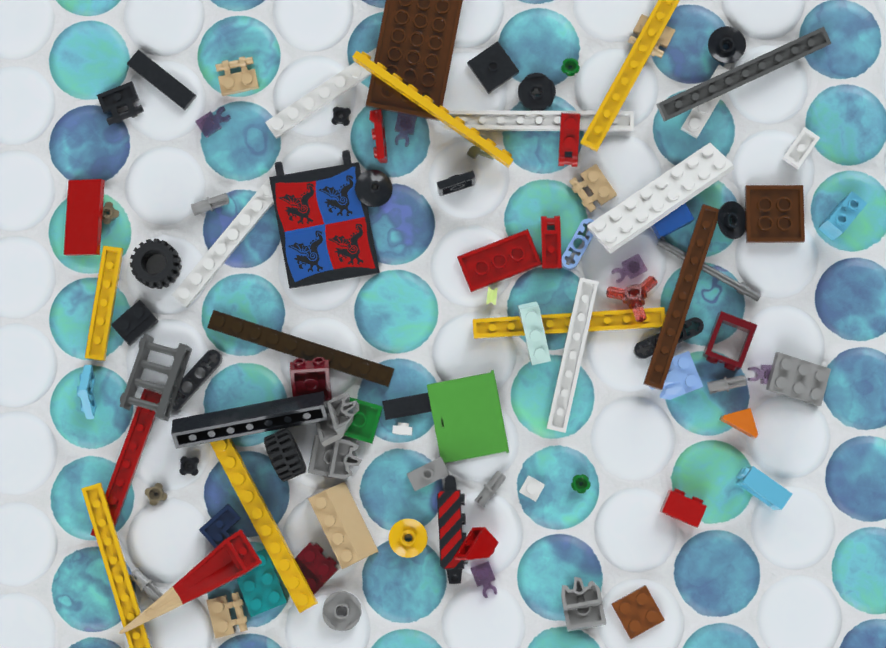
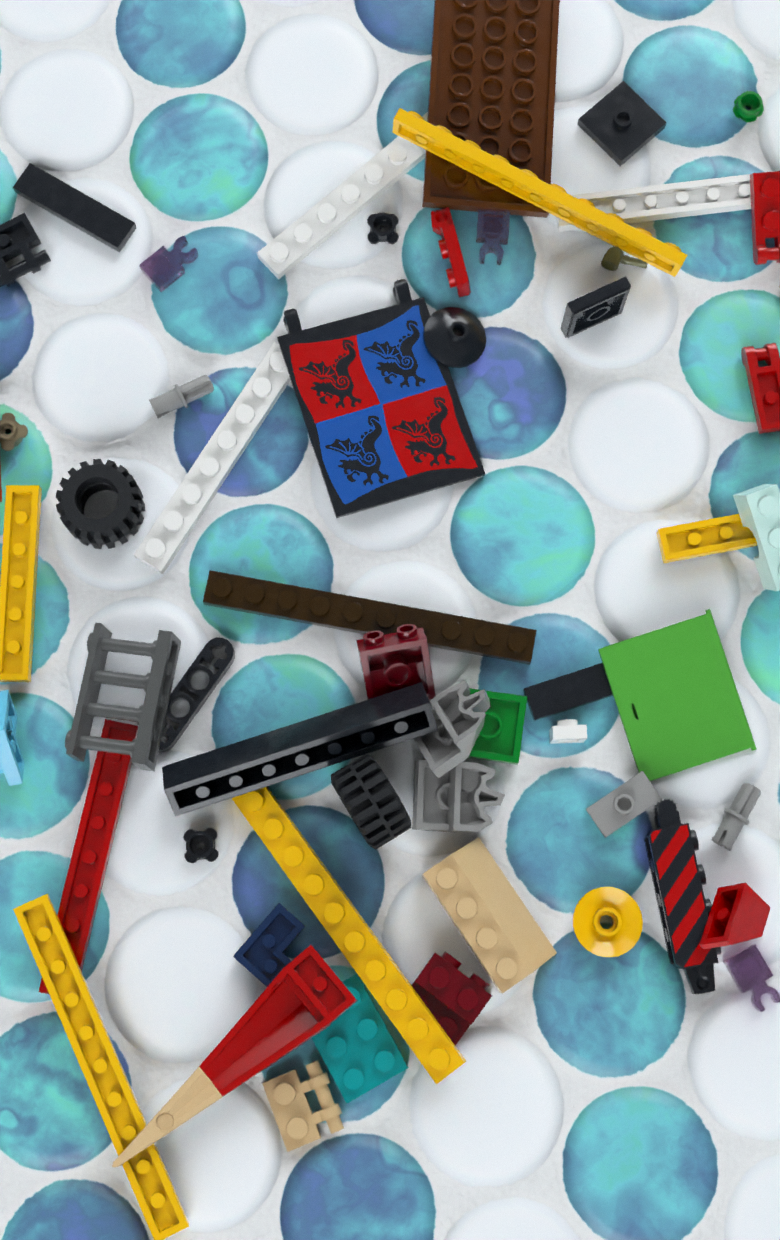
camera: 15 degrees left, 5 degrees down
(134, 322) = (75, 610): black plate -> none
(145, 584) = (149, 1070): light grey axle -> none
(155, 499) = (138, 900): dark tan plate -> none
(237, 82) = (204, 194): tan plate -> none
(341, 622) = (529, 1070): light grey plate -> none
(491, 296) = (683, 487): yellowish green bush -> none
(499, 260) = (684, 429): red tile -> none
(544, 84) = (709, 138): black plate -> none

